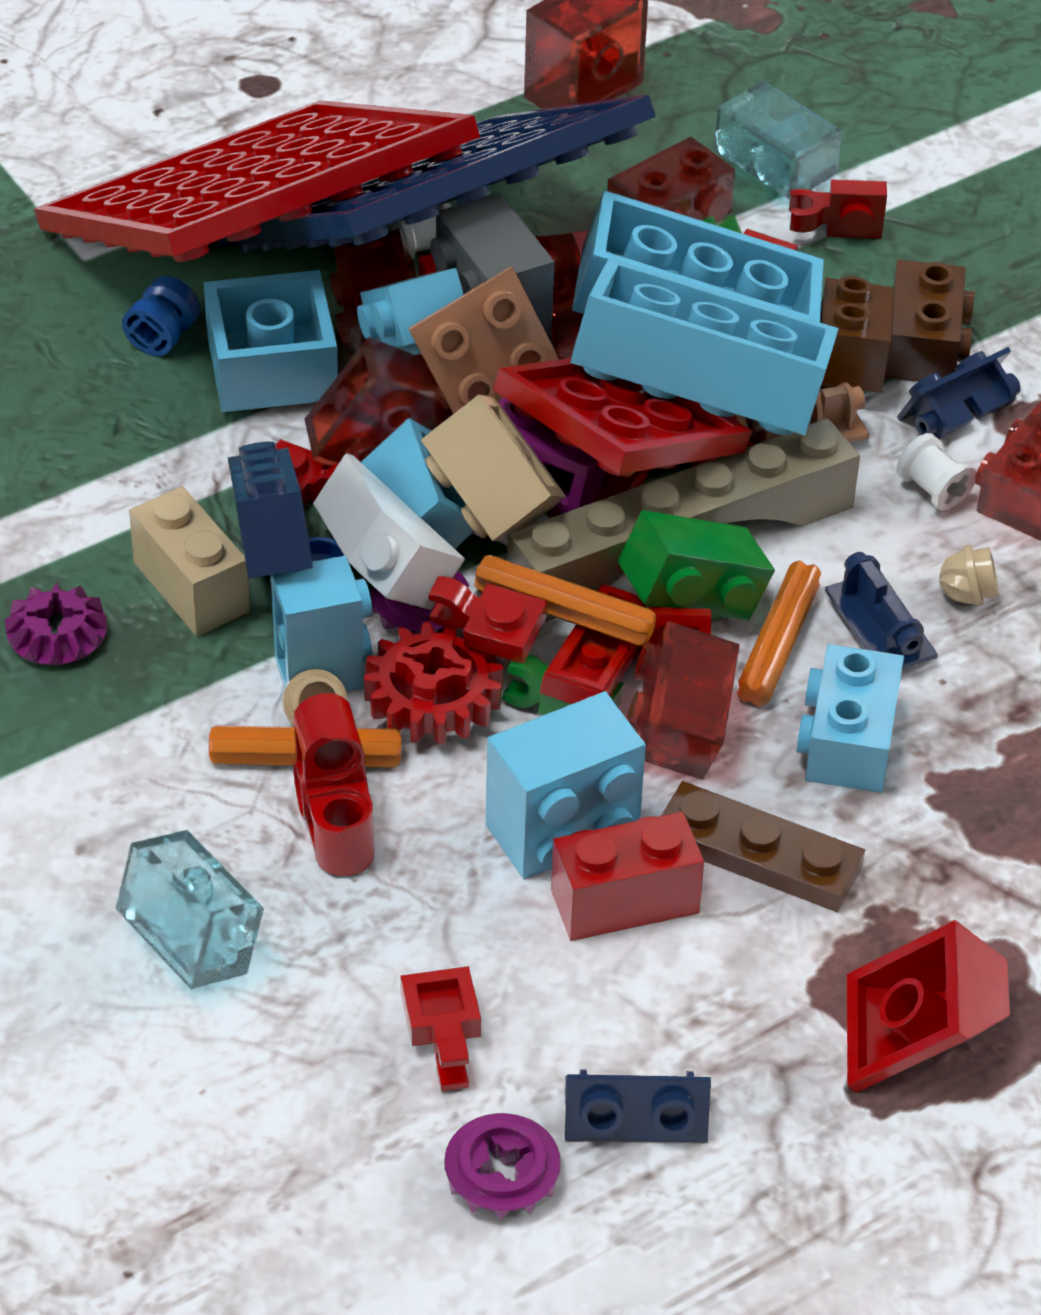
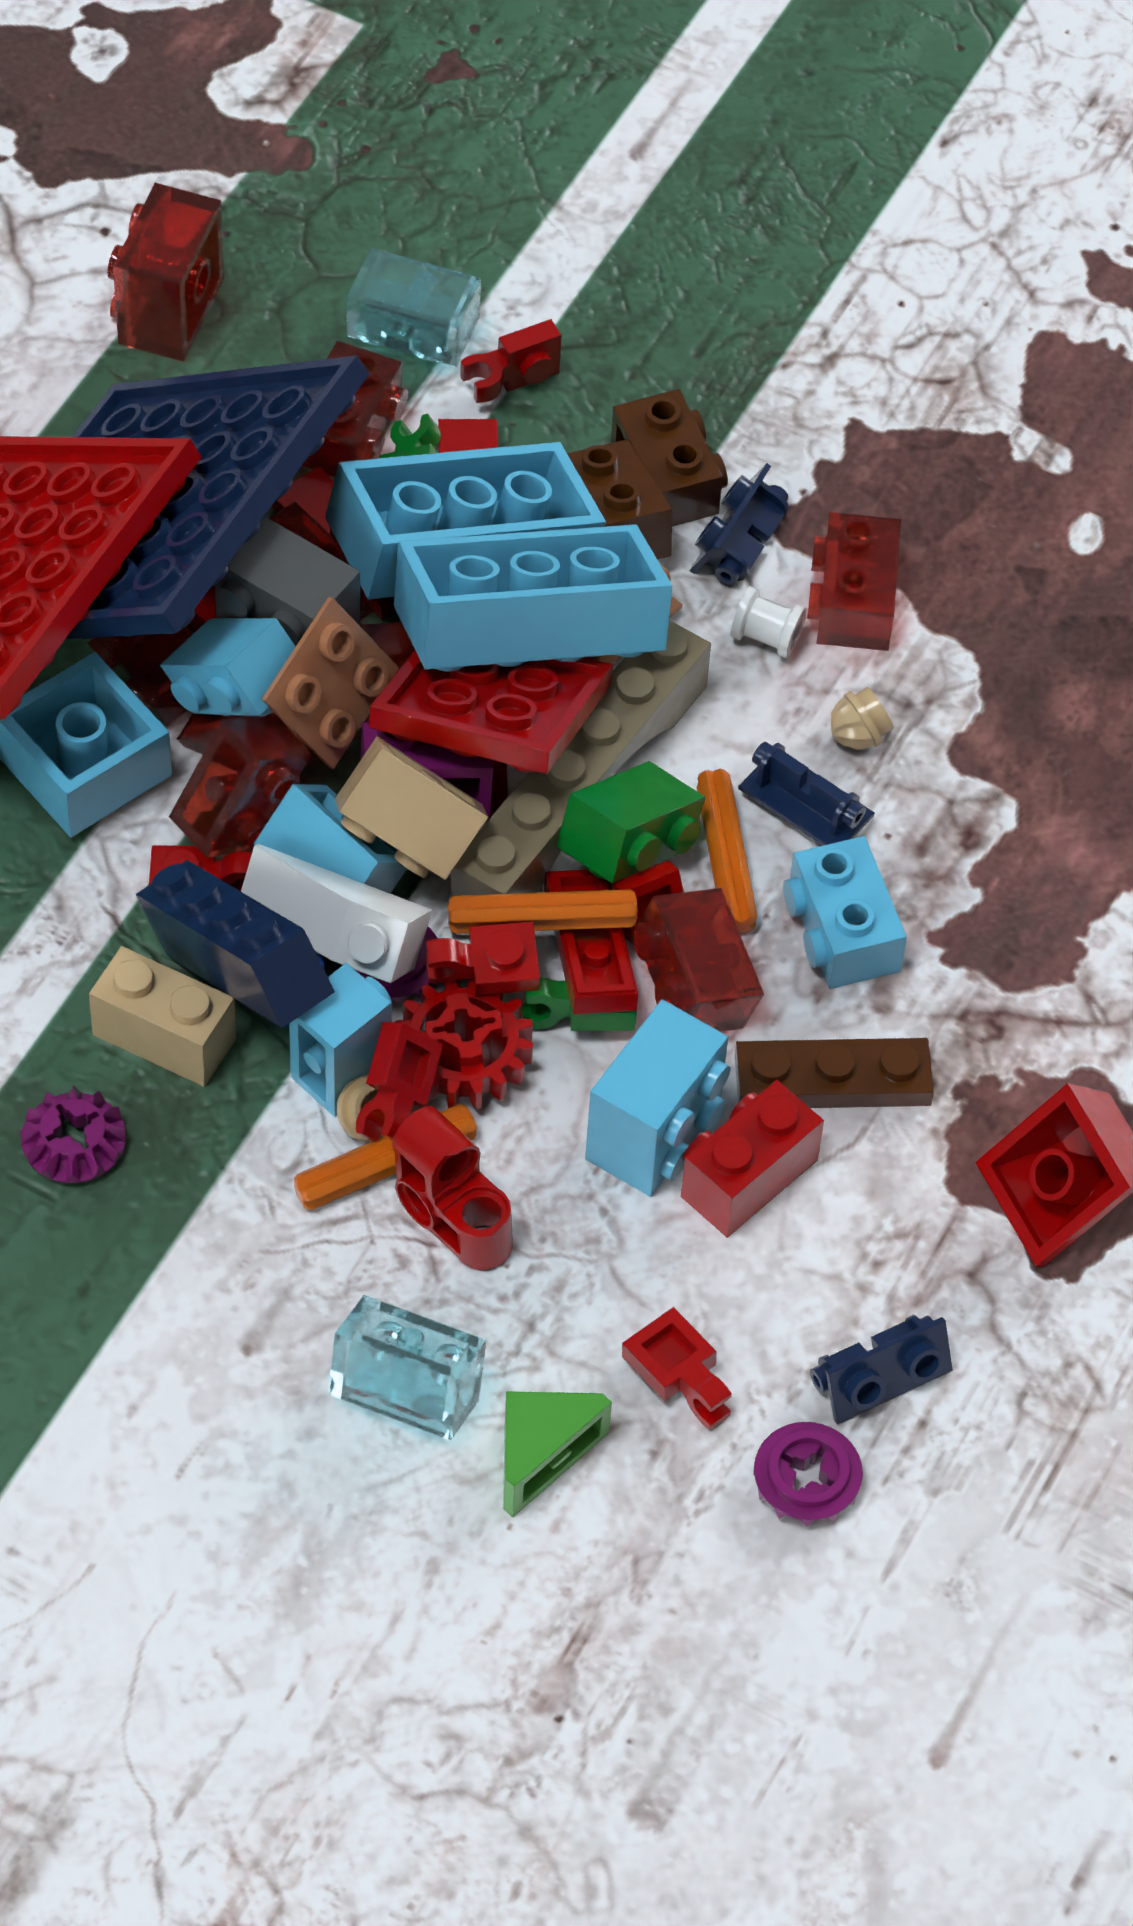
camera: 30 degrees left, 10 degrees up
(273, 1027) = (546, 1437): none -> bright green slope
(349, 666) = (402, 1074): none -> red plate

